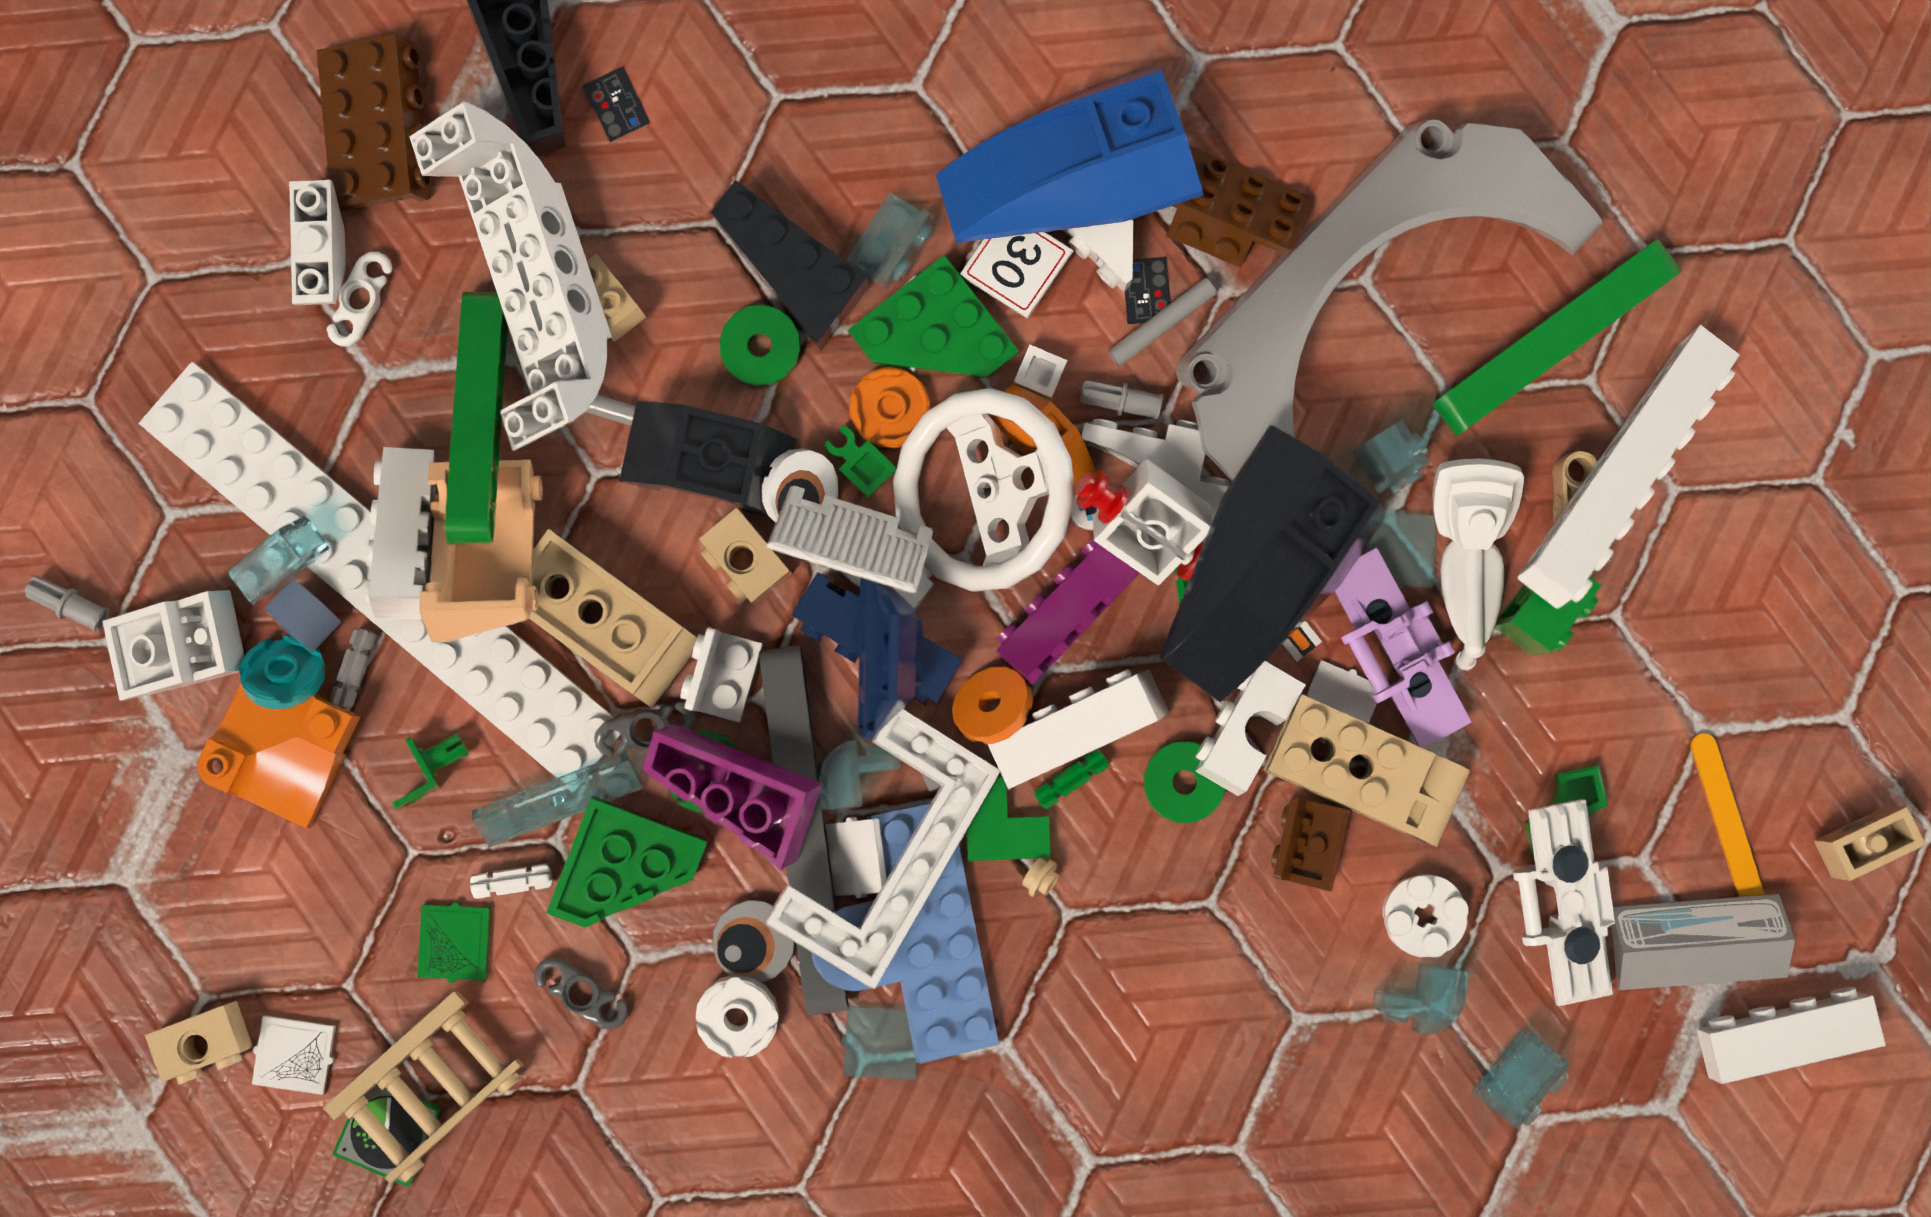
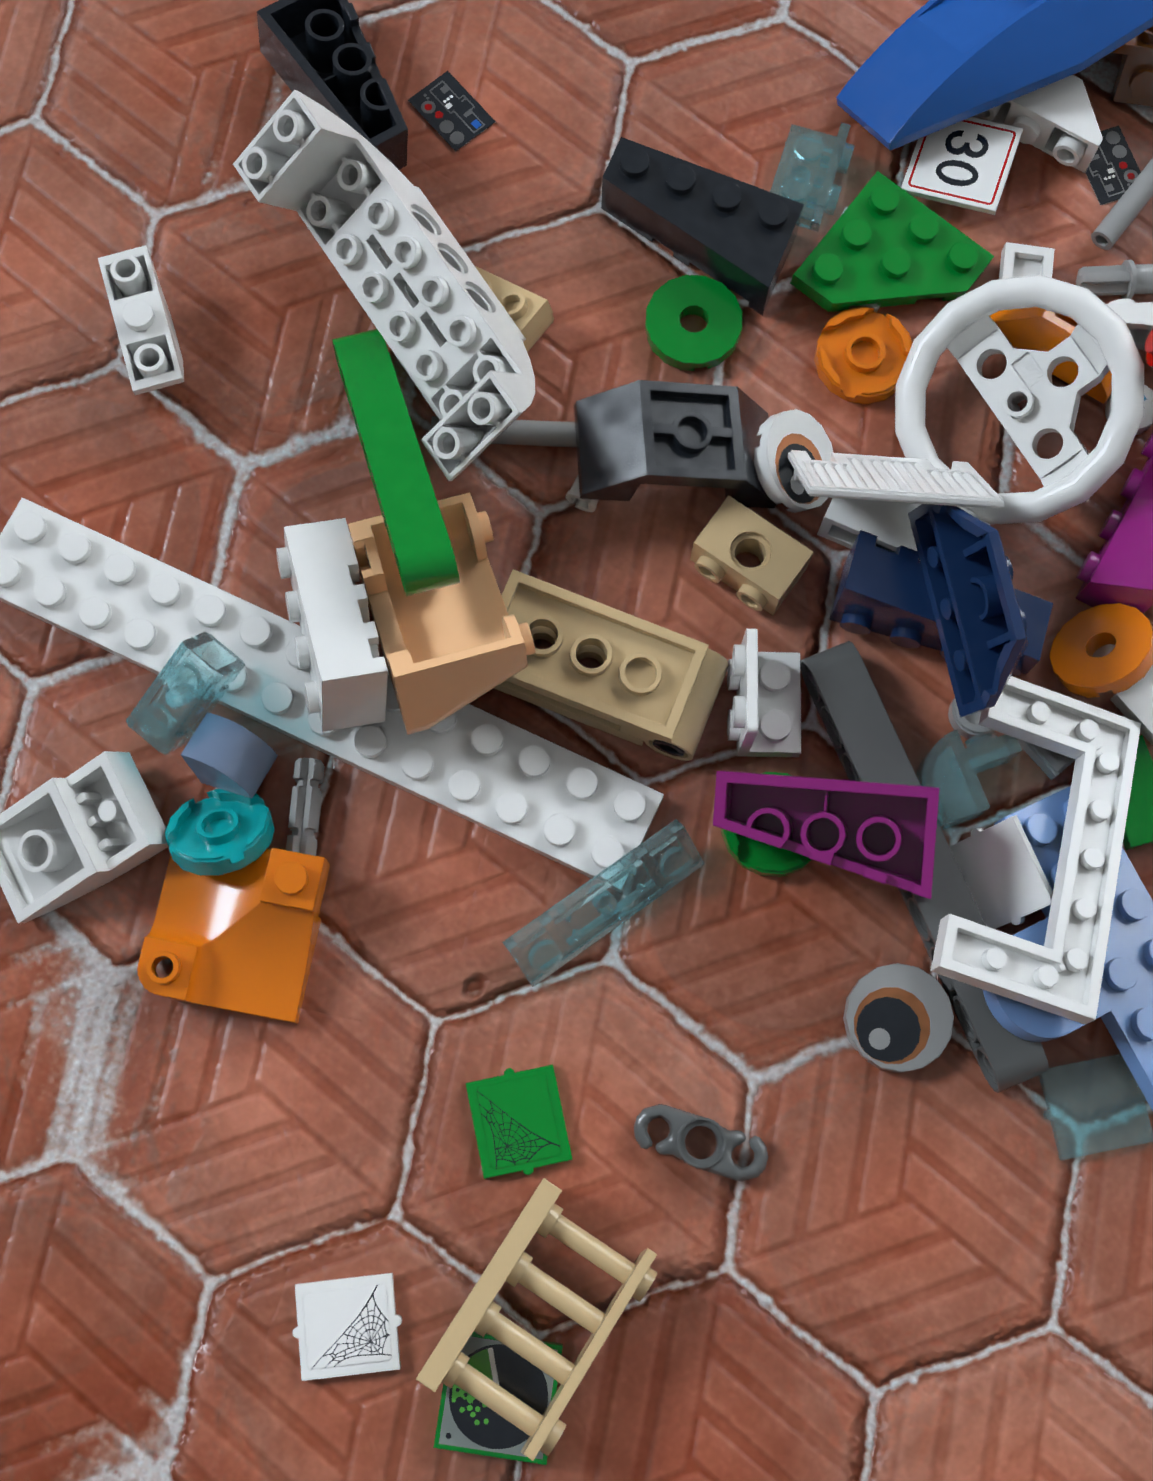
camera: 20 degrees left, 10 degrees down
(175, 1050) = (187, 1352): tan brick -> none
(359, 279) = (212, 402): white piece -> none
(368, 116) = (178, 184): reddish brown bracket -> none
(430, 762) = (430, 900): green bracket -> none
(511, 881) = (572, 1021): white axle -> none
(621, 862) = (707, 961): green plate -> none
(626, 723) = (666, 789): dark grey piece -> none
(741, 993) = (882, 1099): white tile -> none
(864, 465) = (856, 422): green plate -> none

